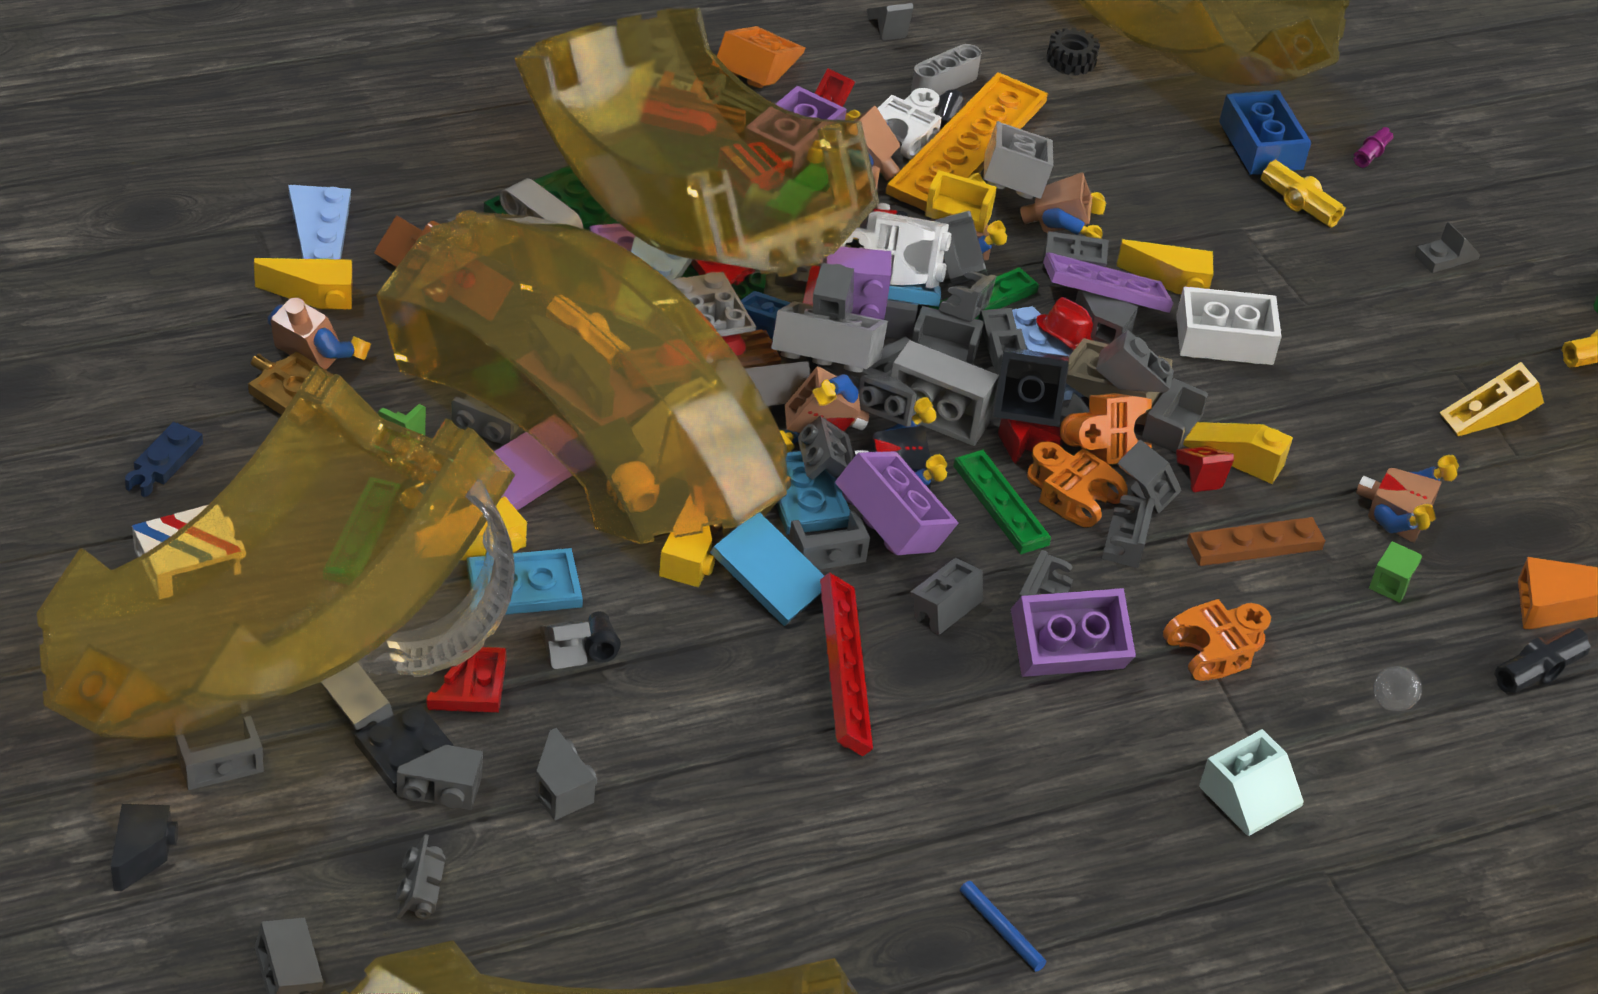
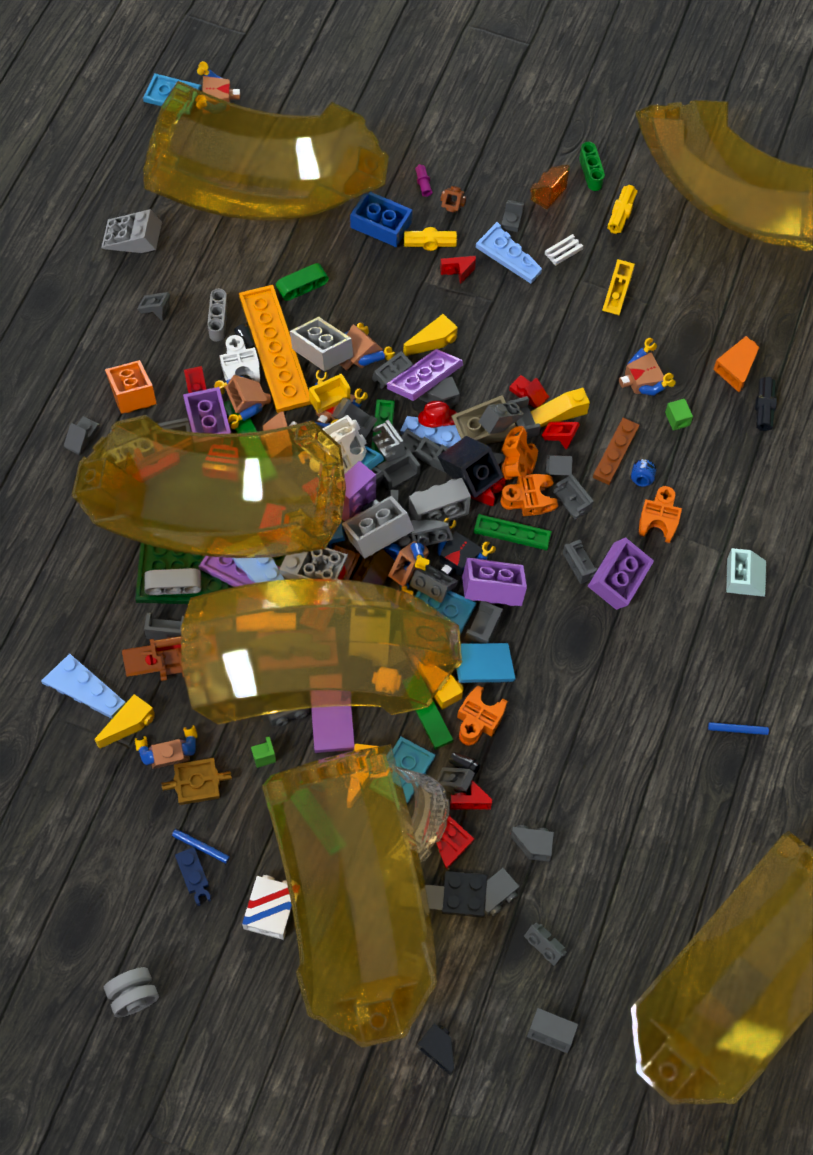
camera: 45 degrees left, 20 degrees up
(211, 443) = (201, 846): none -> blue bar
(553, 672) = (476, 800): none -> red slope
(628, 572) = (434, 726): none -> green tile
(689, 611) = (479, 717): none -> orange piece
(834, 291) = (368, 508): dark grey slope -> none
(846, 665) = (559, 675): red plate -> none
(948, 594) = (553, 601): dark grey hinge -> none
(1070, 113) = (302, 281): none -> green beam
(1073, 51) = (249, 254): black tyre -> none
(1224, 400) = (534, 390): none -> red slope
(1228, 325) = (491, 349): white brick -> none
(1259, 582) = (643, 472): none -> blue head
(1303, 239) = (462, 265): none -> red slope
(1384, 179) = (447, 201): none -> dark orange brick
(1387, 274) = (505, 251): none -> light blue wing
(1397, 688) = (741, 473): clear head -> none
(1470, 326) = (561, 248): none -> white tile
(1535, 257) = (550, 186): none -> clear orange slope

